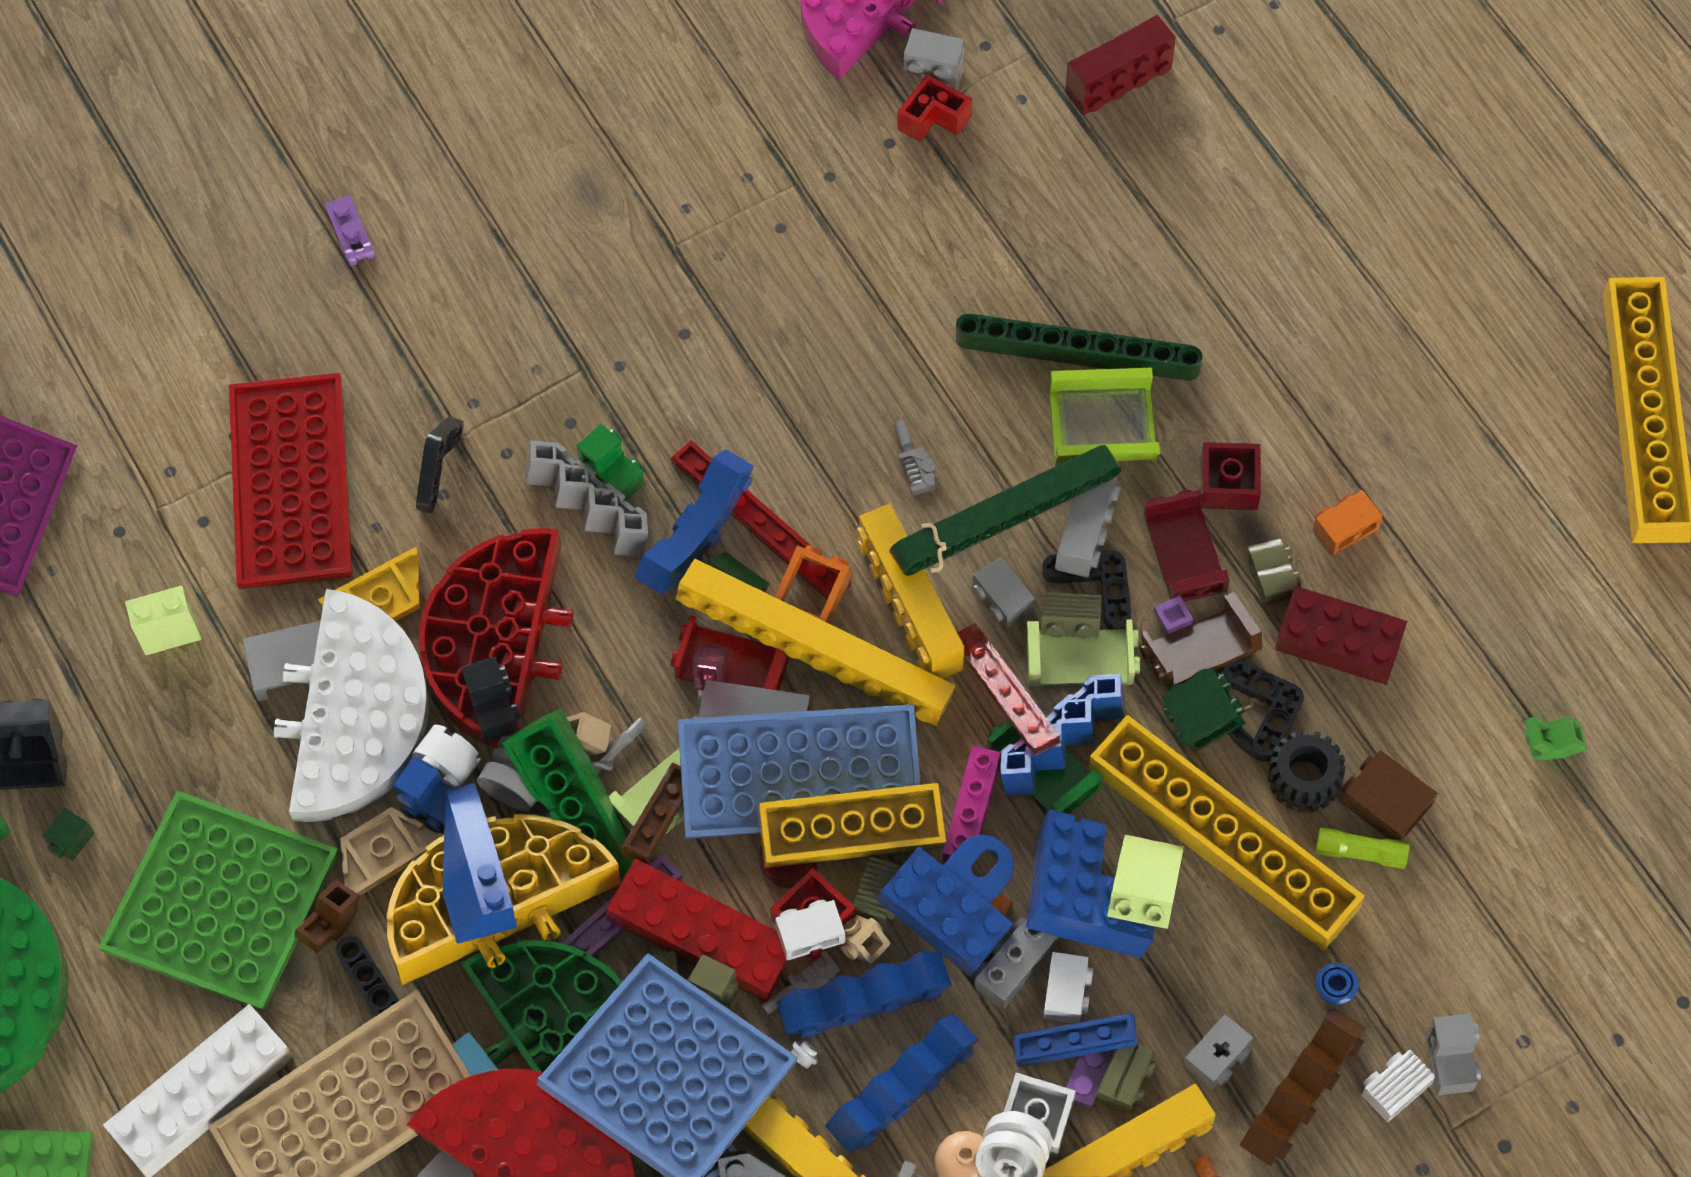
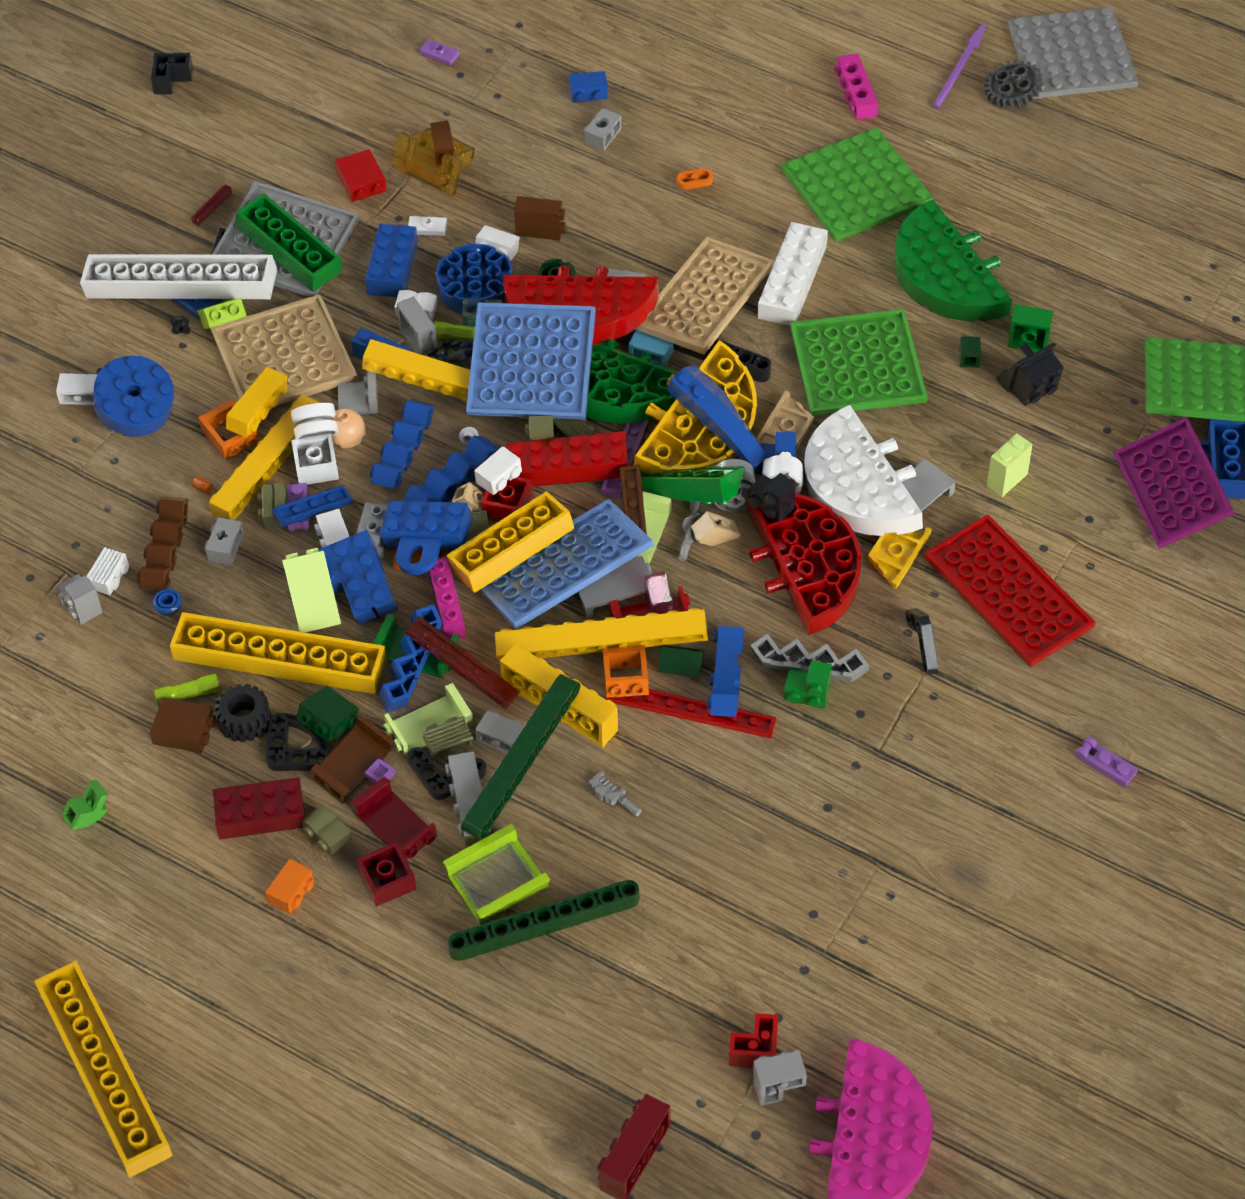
camera: 150 degrees right, 10 degrees down
(331, 918) = (787, 373): reddish brown brick -> none
(942, 548) = (548, 696): tan piece -> none

